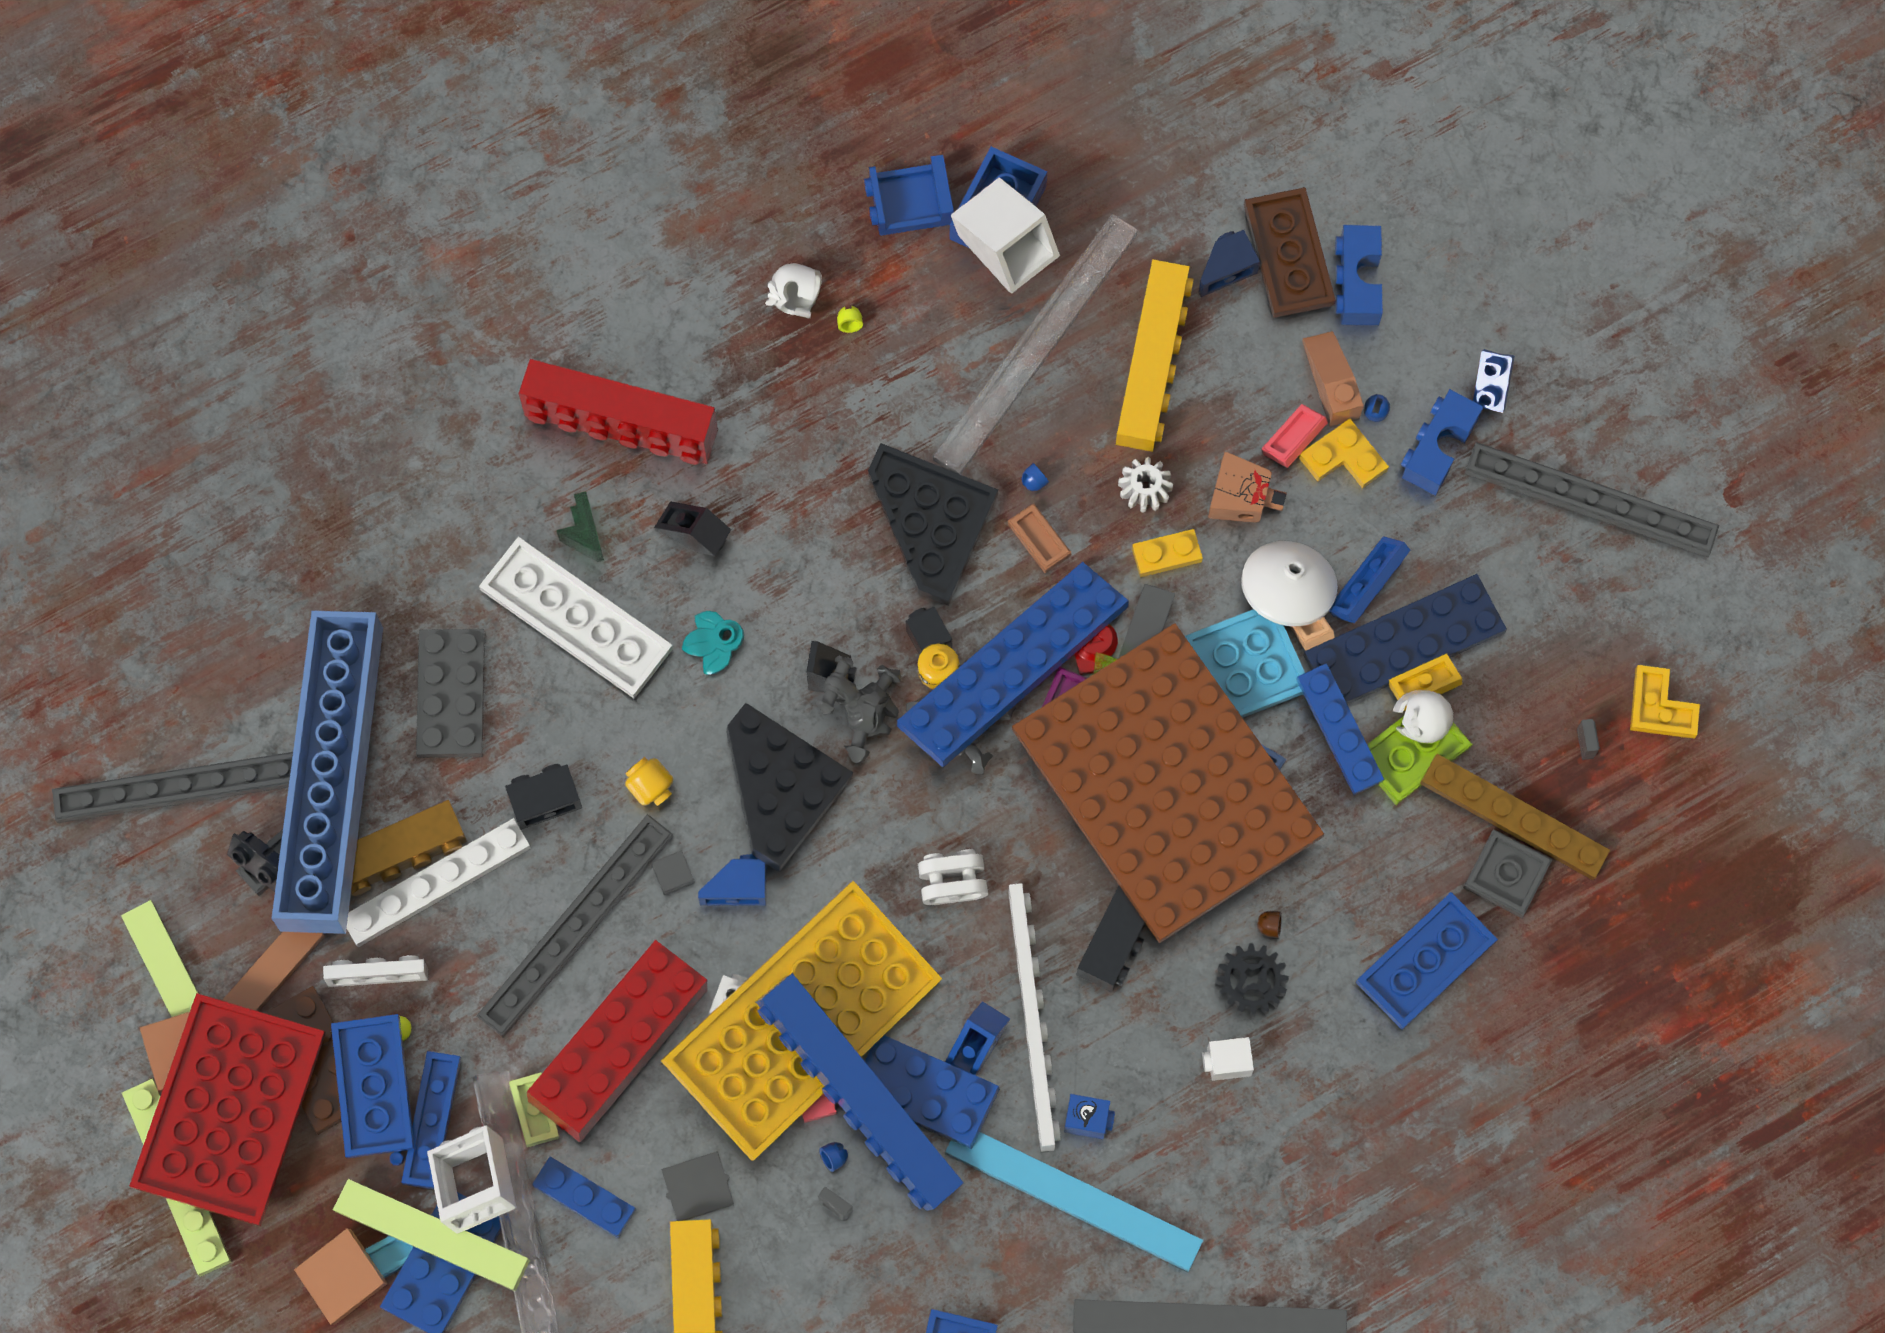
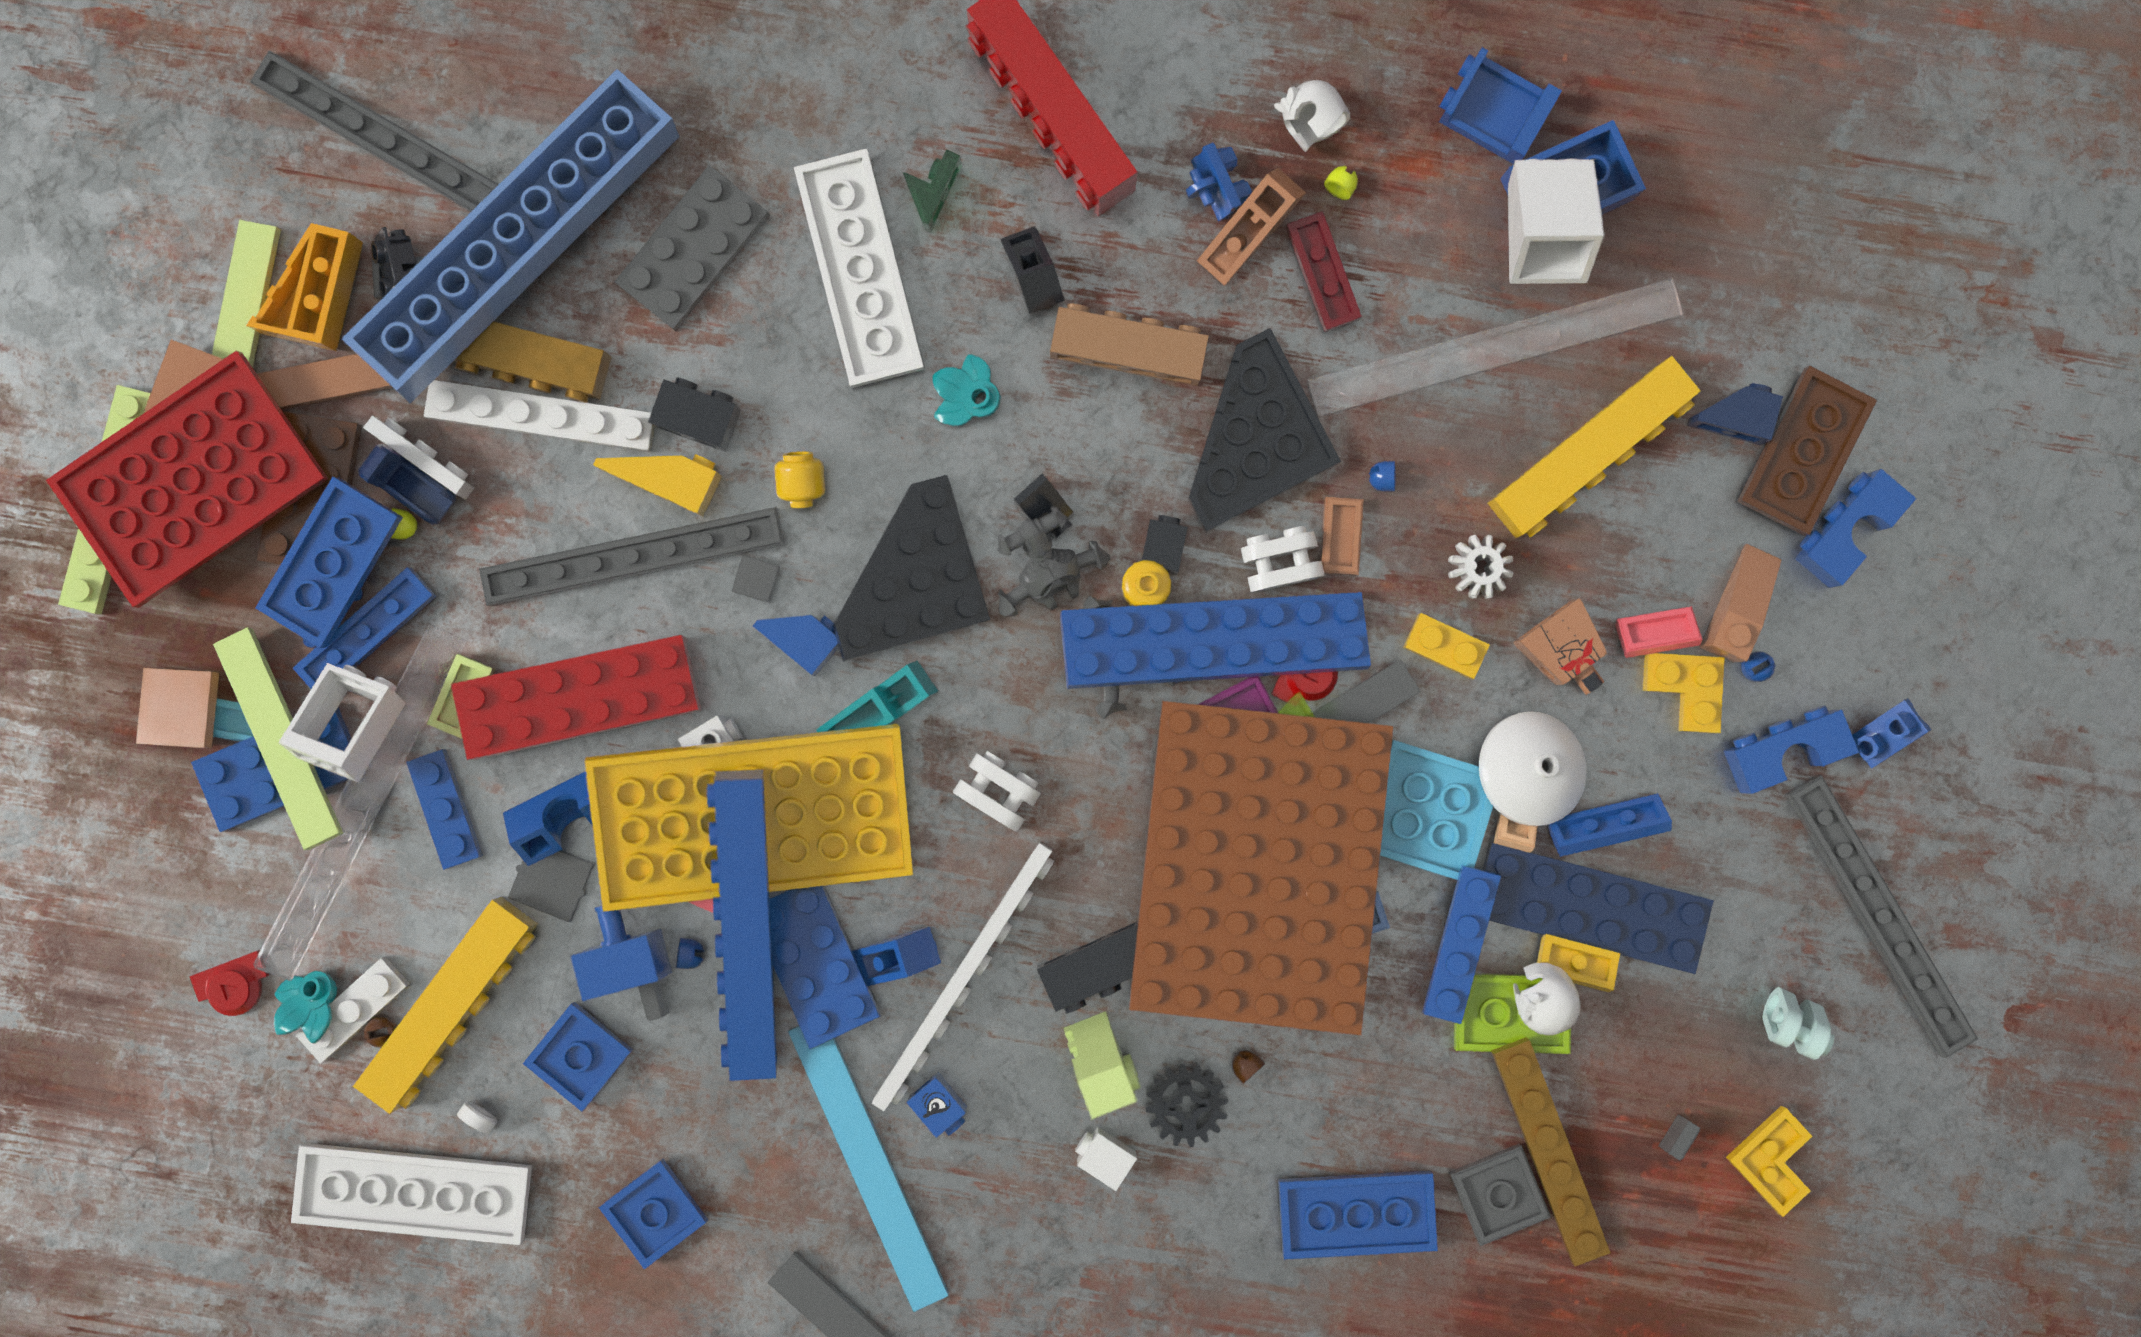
camera: 40 degrees right, 15 degrees up
(214, 921) = (313, 291): none -> light orange wedge
(383, 995) = (407, 484): none -> dark blue animal
(561, 850) = (669, 477): none -> yellow slope
(658, 1144) = (537, 824): none -> blue arch
(768, 382) = (1213, 181): none -> blue hips
(792, 1189) = (620, 960): none -> blue brick
(797, 526) = (1129, 345): none -> medium nougat brick
(813, 391) = (1251, 225): none -> nougat slope
(815, 1287) = (577, 1056): none -> blue plate
(829, 877) = (886, 701): none -> teal slope
(885, 382) = (1323, 271): none -> dark red plate
(1013, 563) = (1295, 542): none -> white brick
(1173, 993) = (1101, 1070): none -> yellowish green wedge
(1602, 602) = (1796, 1023): none -> light aqua brick

